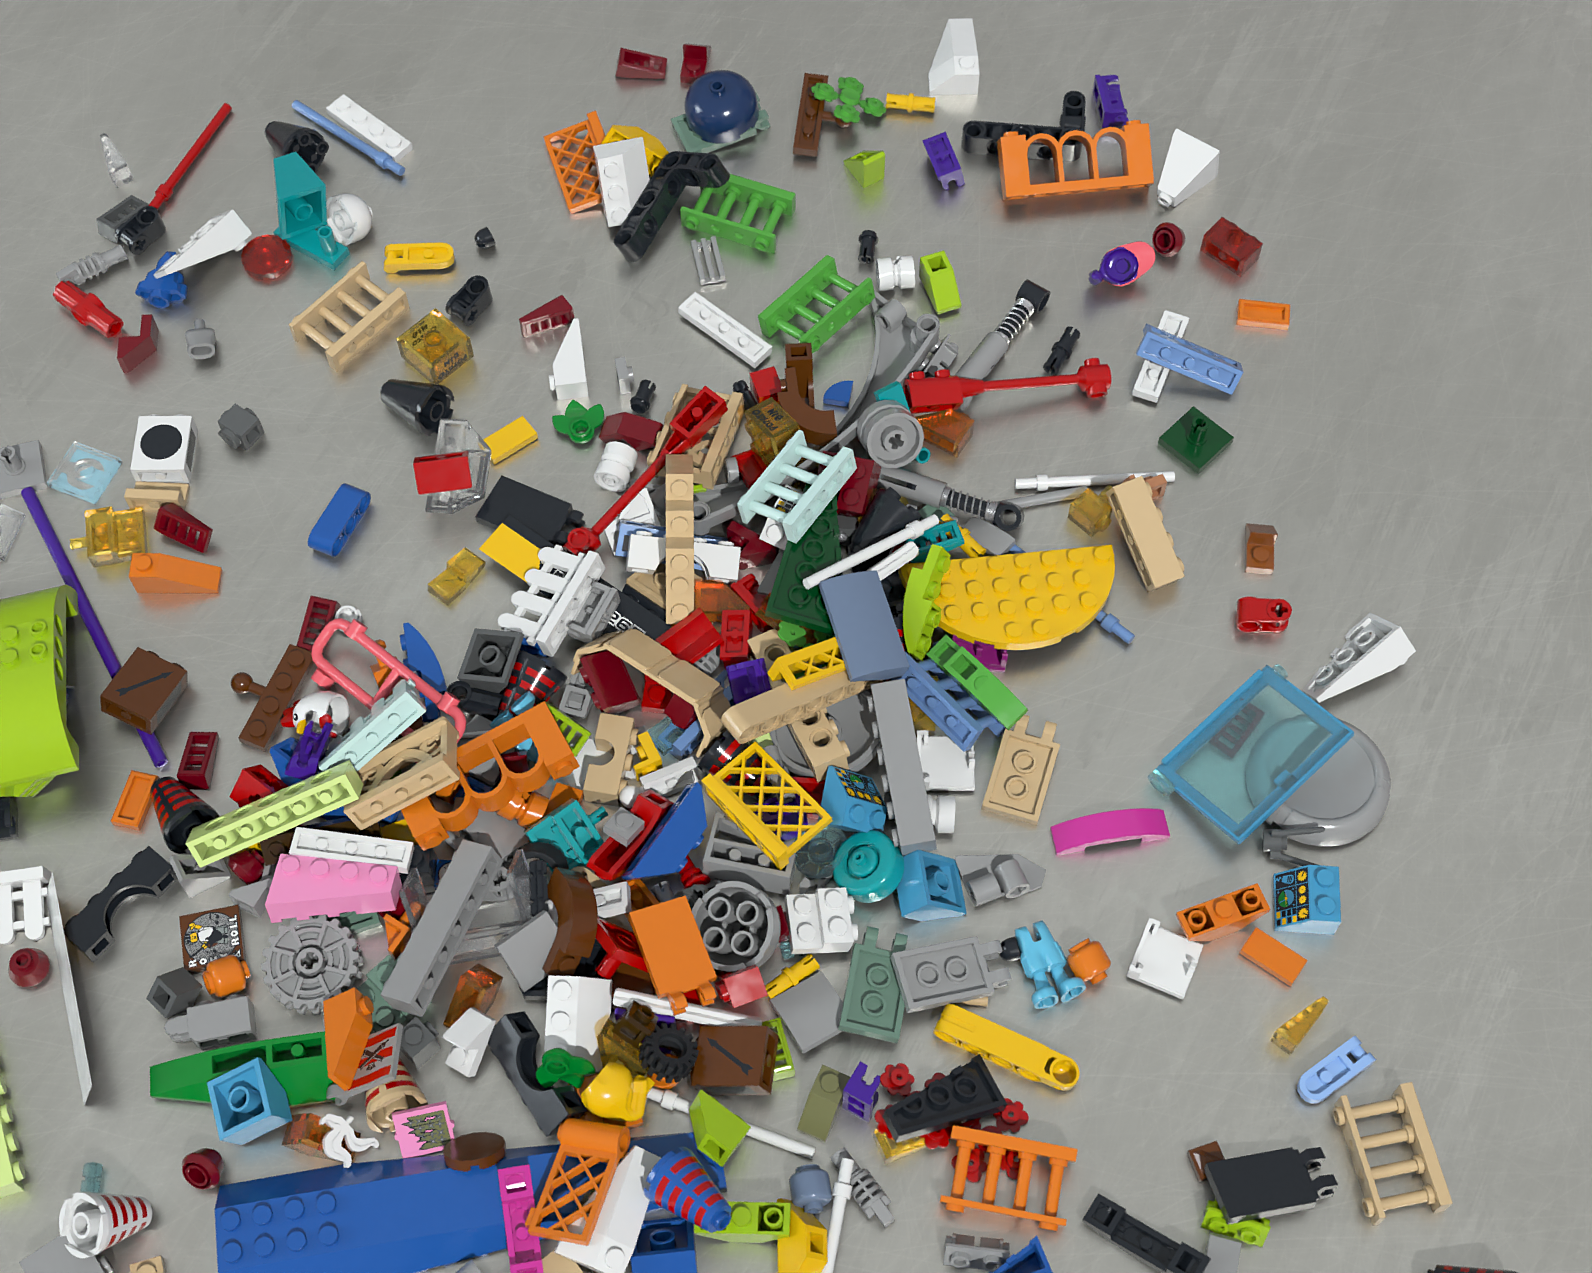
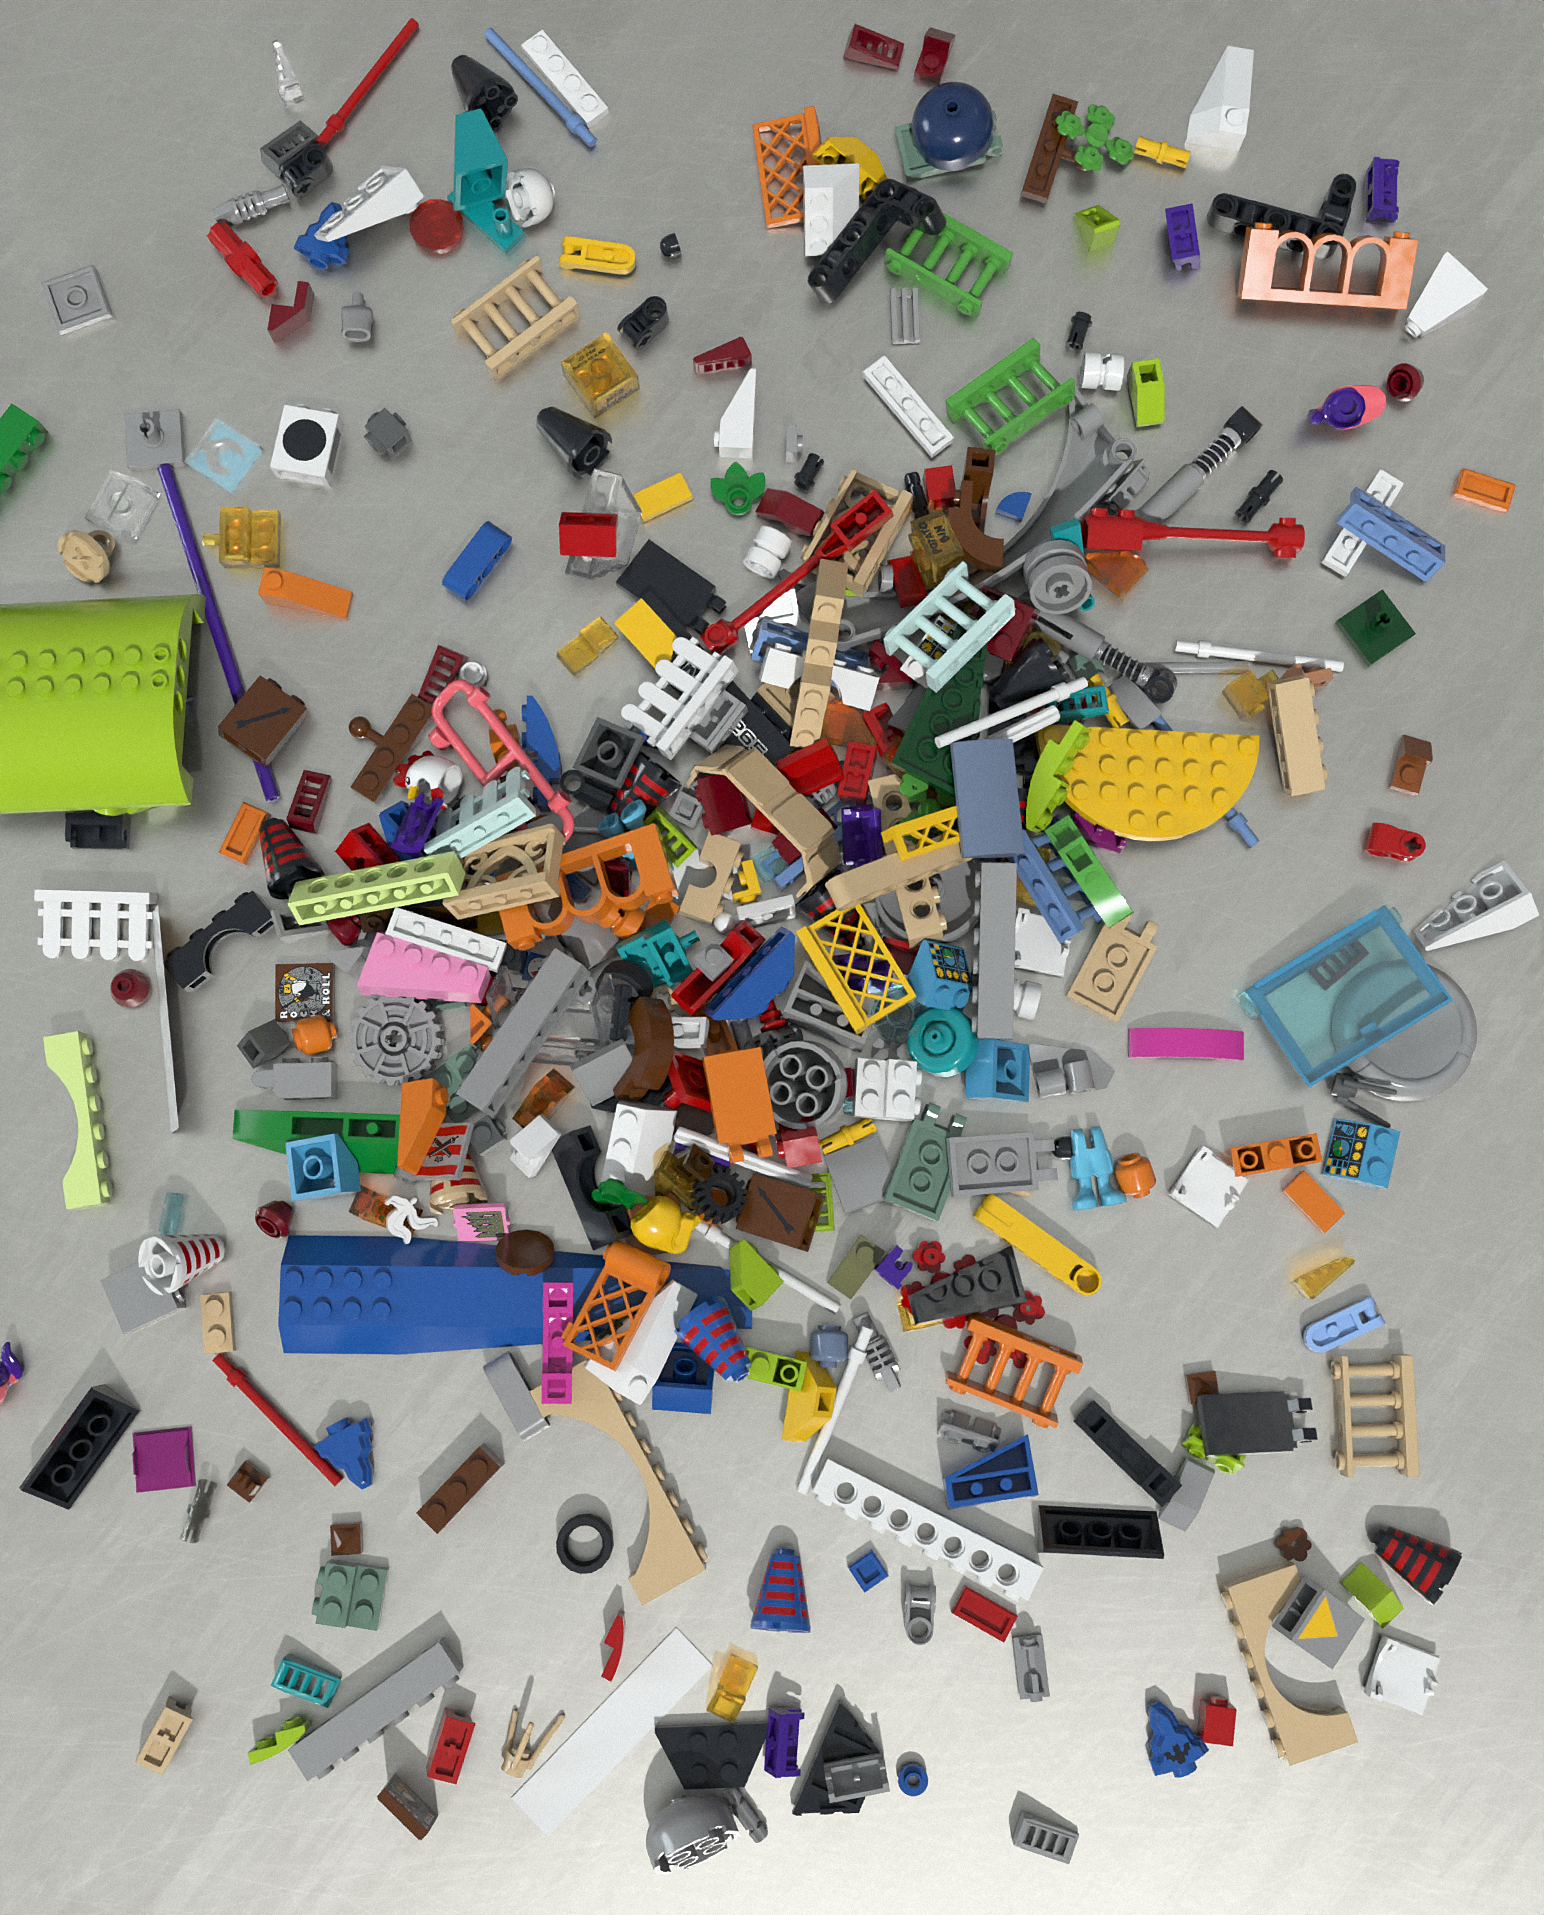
camera: 10 degrees right, 20 degrees up
(156, 494) = (296, 498): tan panel -> none
(167, 524) = (312, 535): dark red slope -> none
(1231, 246) = (1470, 416): clear red brick -> none

